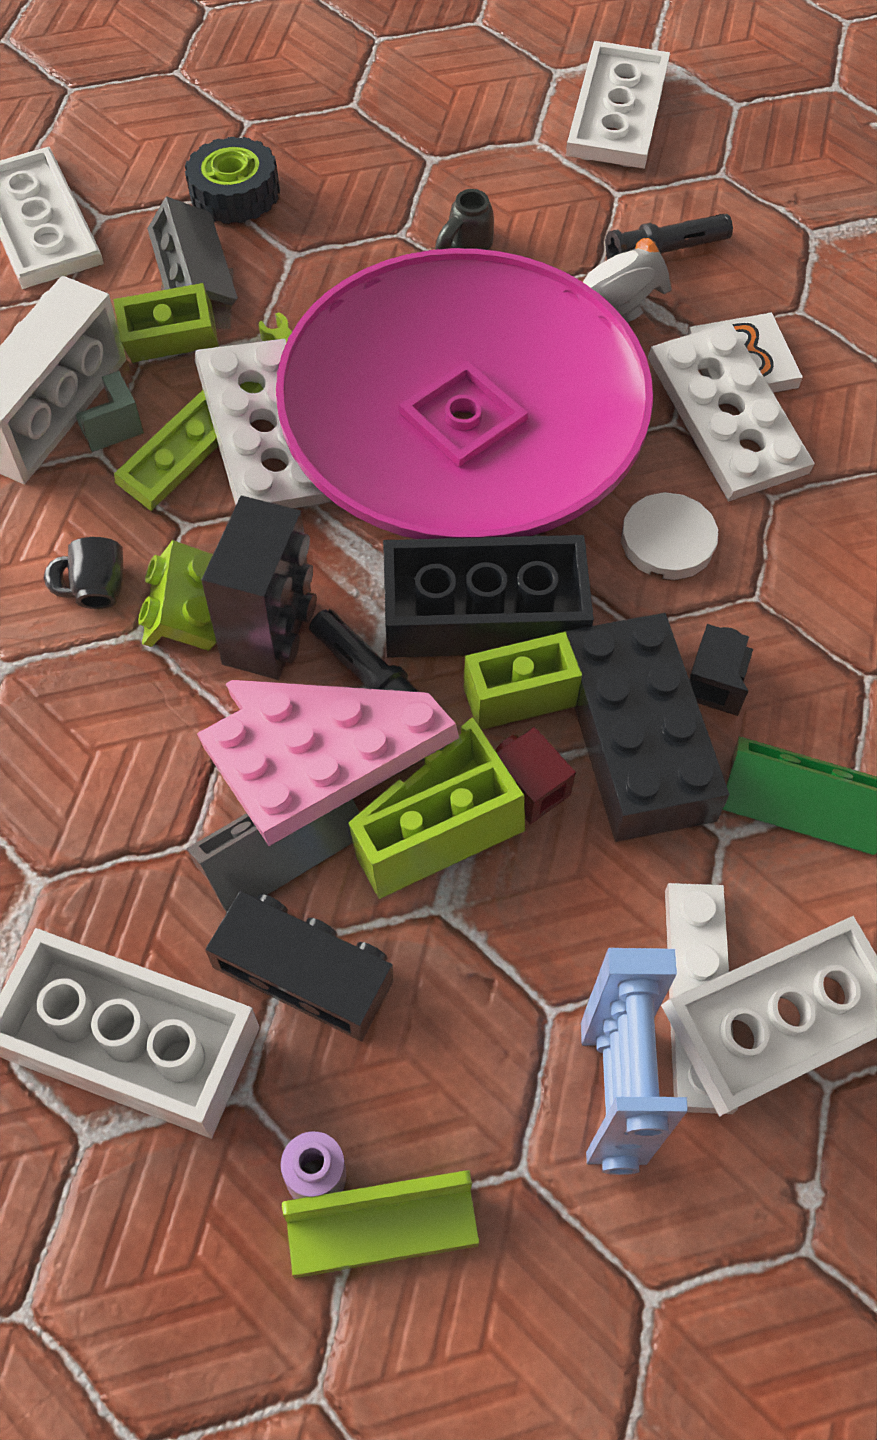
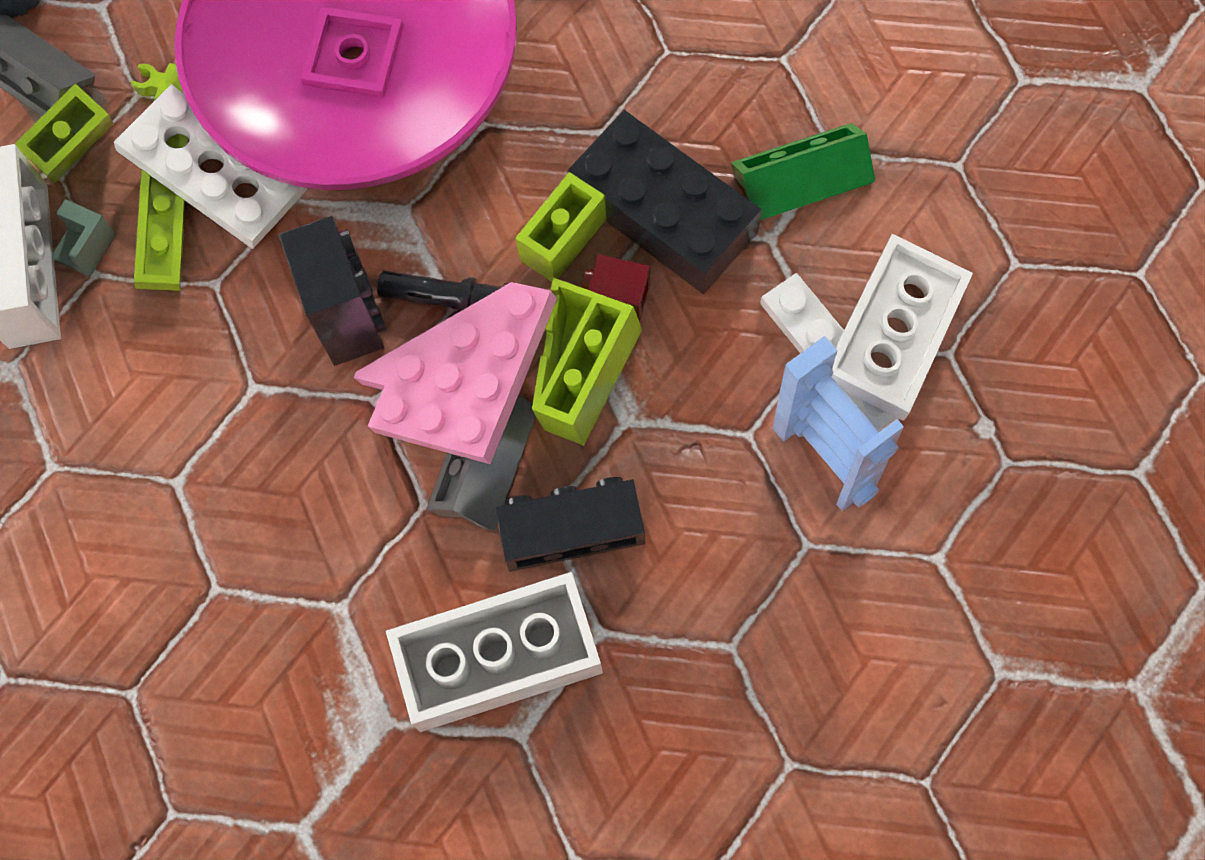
camera: 30 degrees left, 10 degrees up
(93, 572) = (185, 368): black piece -> none
(177, 598) = (266, 337): lime bracket -> none
(308, 1148) = (686, 653): lavender brick -> none
(380, 1224) = (750, 640): lime panel -> none
(482, 592) = (485, 183): black brick -> none
(669, 535) = (574, 45): white tile -> none
(721, 669) = (685, 121): black window -> none

